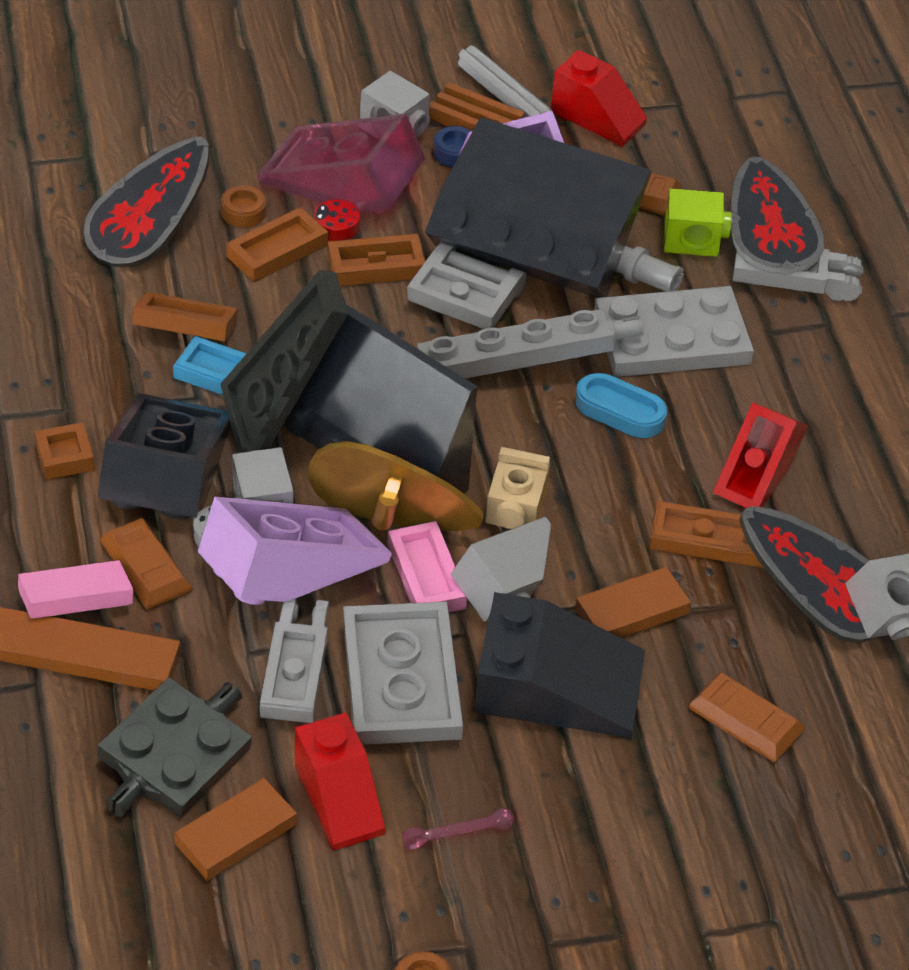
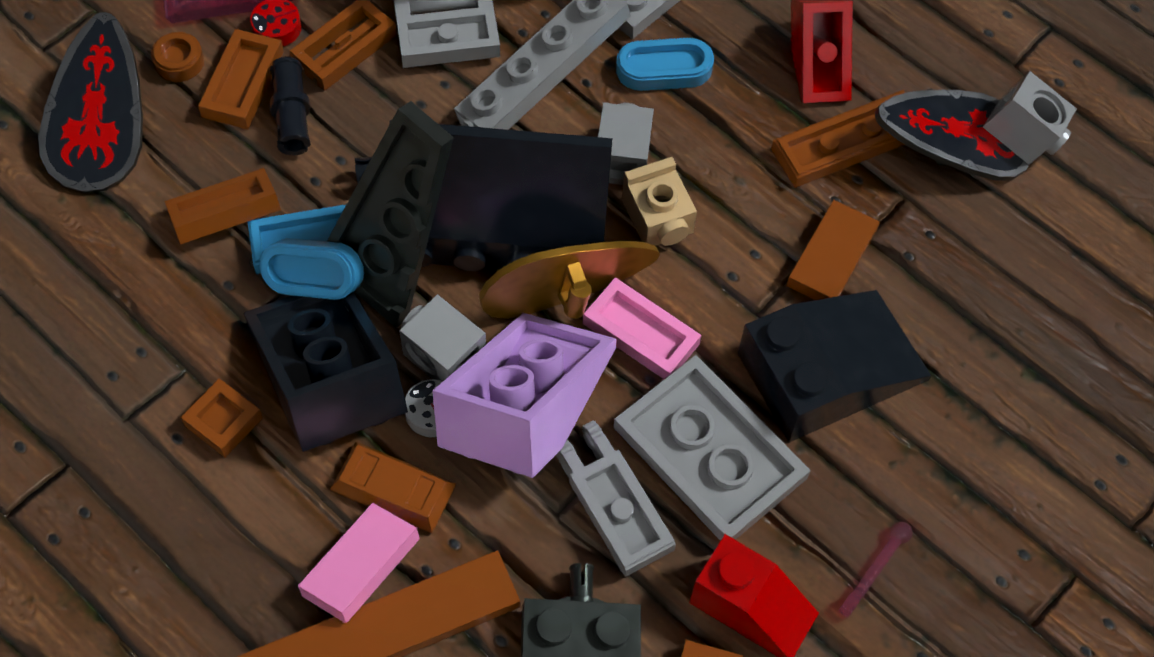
camera: 35 degrees left, 15 degrees up
(208, 385) = (311, 268): none -> dark azure tile
(293, 277) = (290, 106): none -> black pin
(504, 564) = (721, 289): light grey slope -> none
(529, 428) = (631, 135): none -> light grey brick
(747, 717) = (1000, 300): dark orange tile -> none

